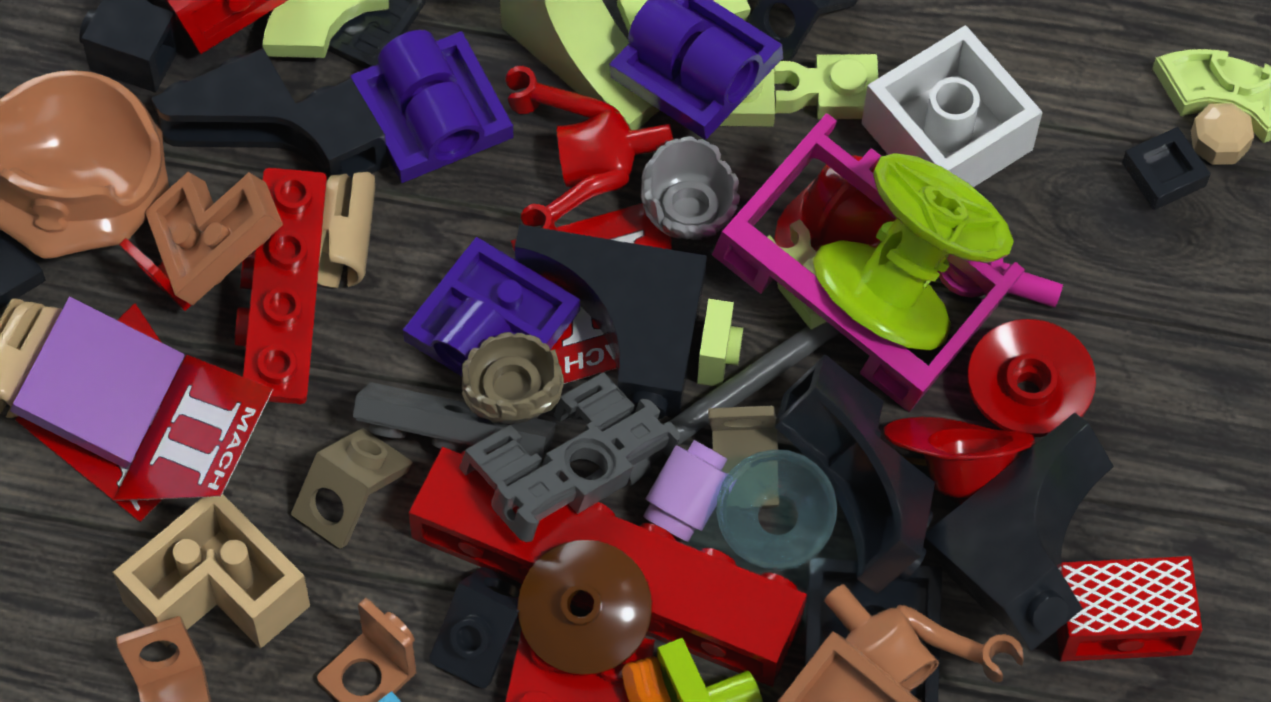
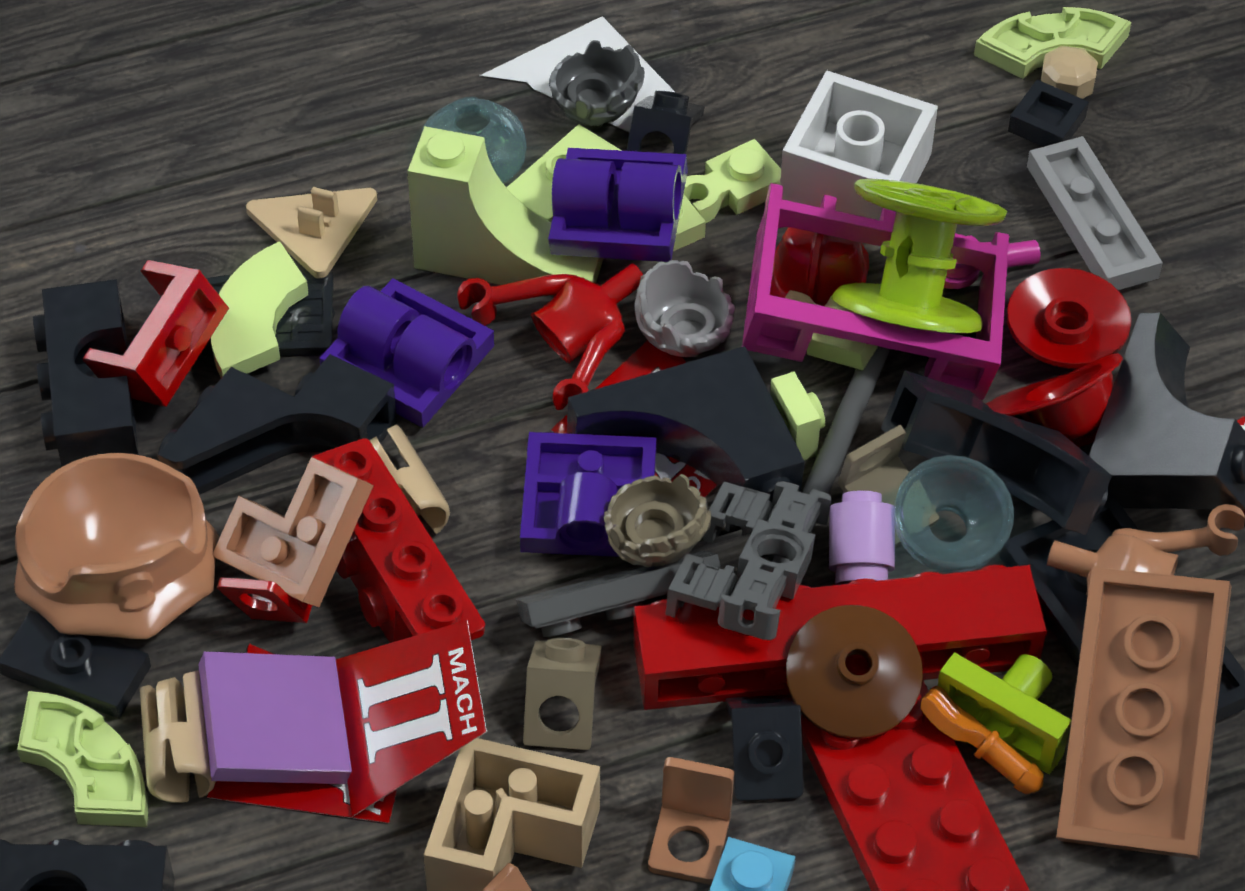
camera: 30 degrees left, 10 degrees down
(1135, 288) = (1094, 213): none -> light grey plate

